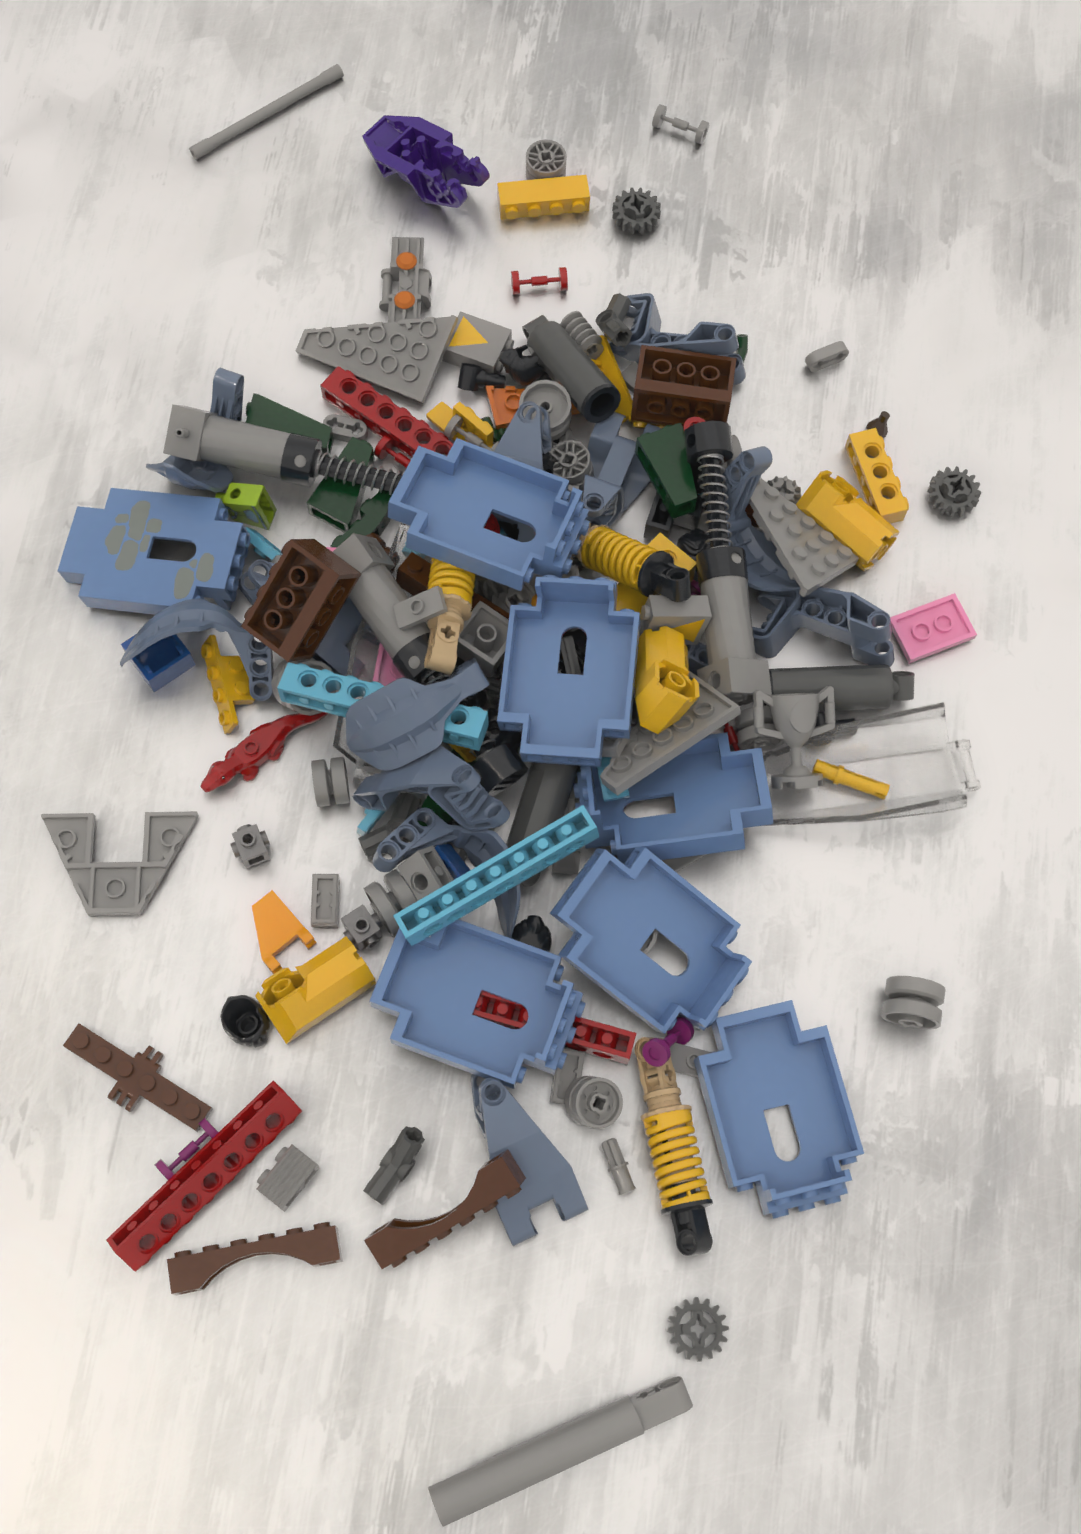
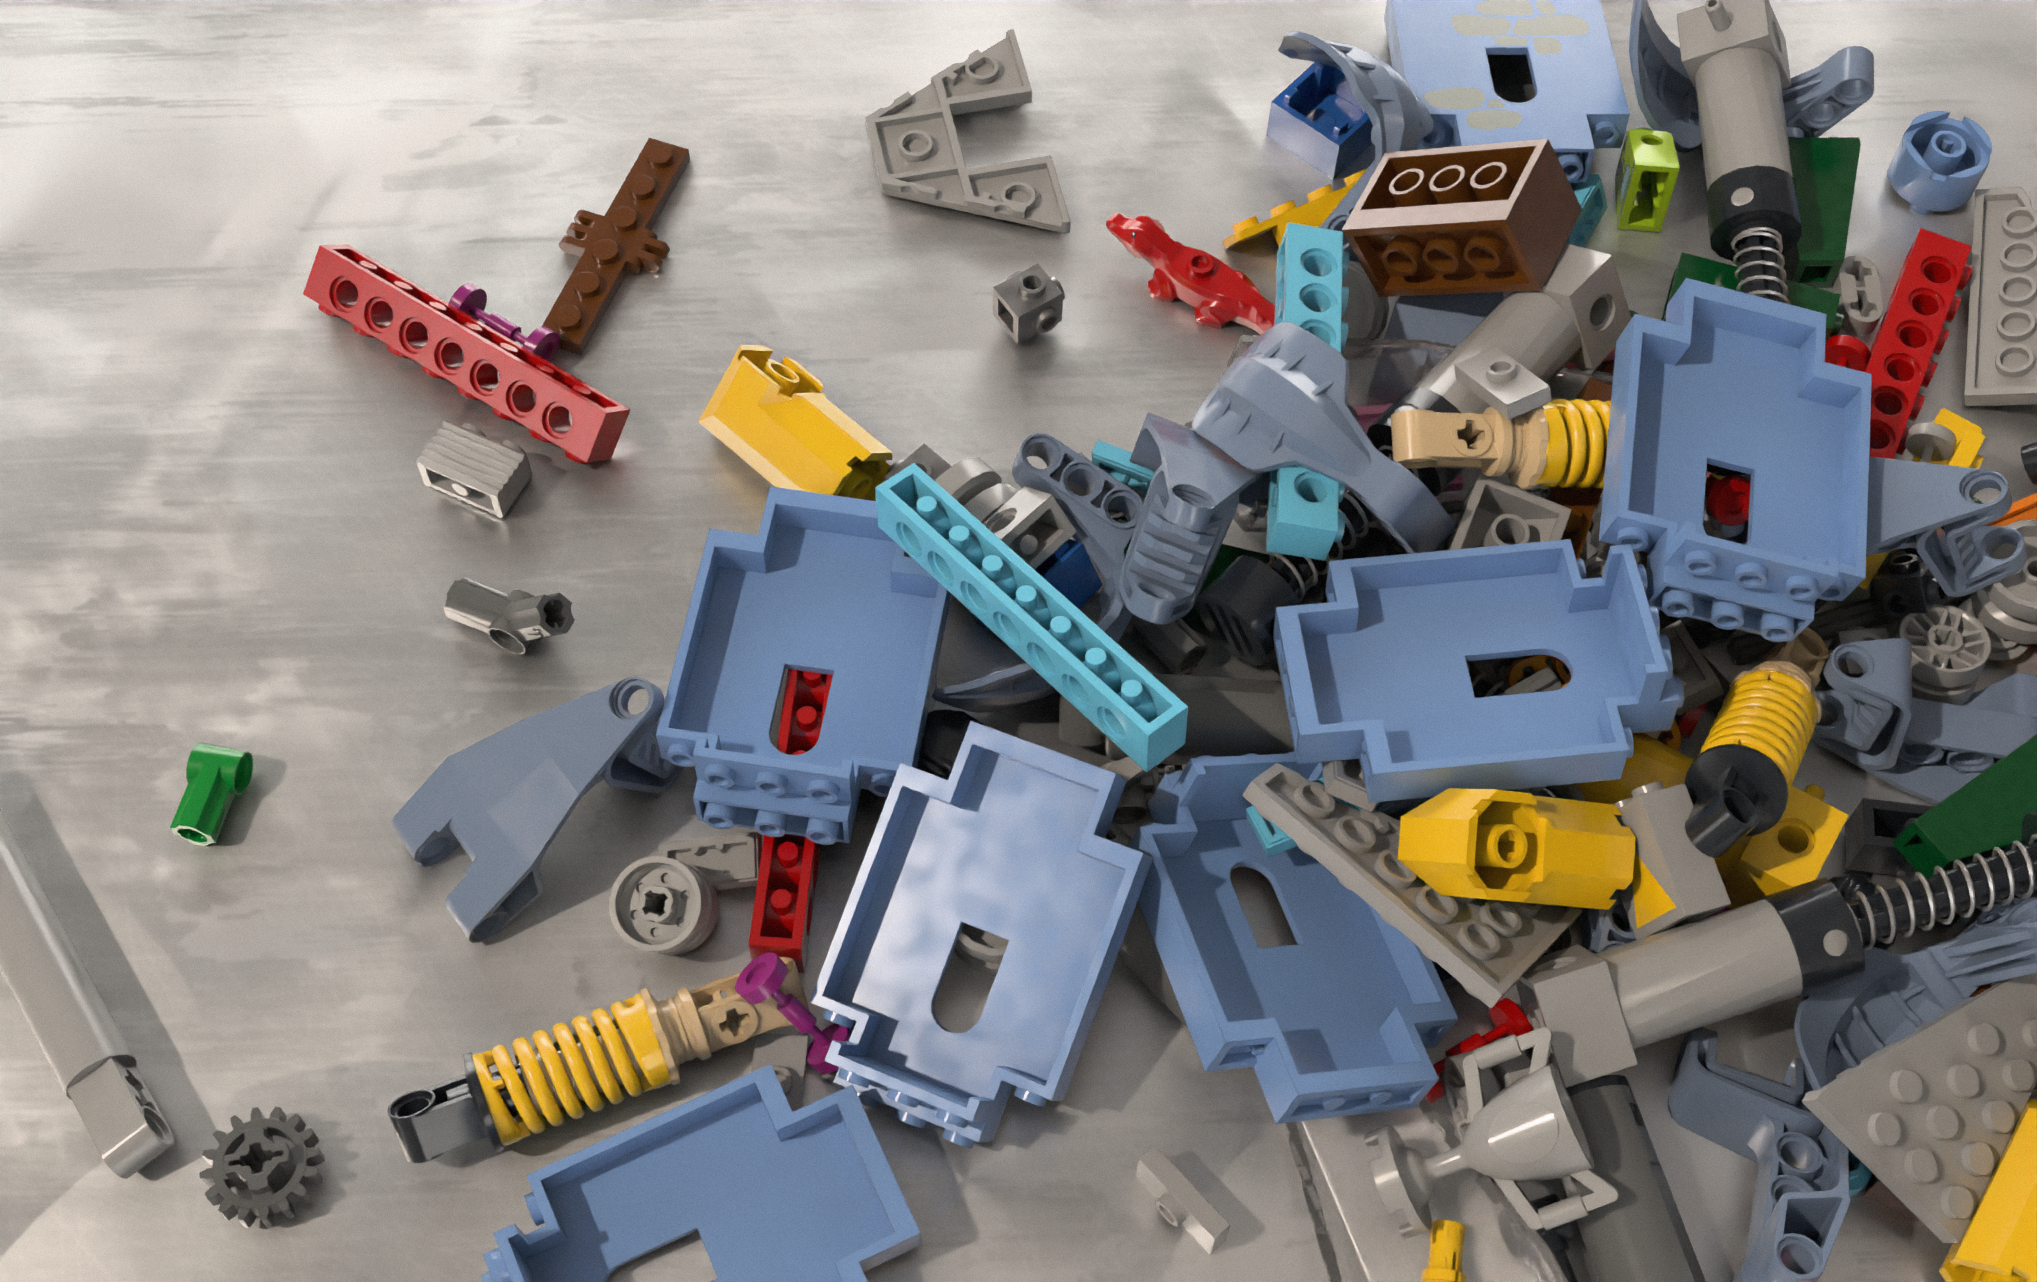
camera: 80 degrees right, 10 degrees down
(196, 1271) = (360, 519): reddish brown arch -> none
(245, 1021) = (715, 347): black hair -> none
(276, 361) = (1939, 162): none -> medium blue brick
(277, 929) = (894, 378): light orange flag -> none
(325, 900) = (963, 430): light grey plate -> none
(330, 781) = (1168, 381): light grey wheel -> none
(399, 1237) = (468, 722): reddish brown arch -> none
(466, 1346) = (213, 780): none -> green piece
(617, 1166) = (555, 979): light grey axle -> none
(783, 881) = (1181, 1201): none -> light grey plate

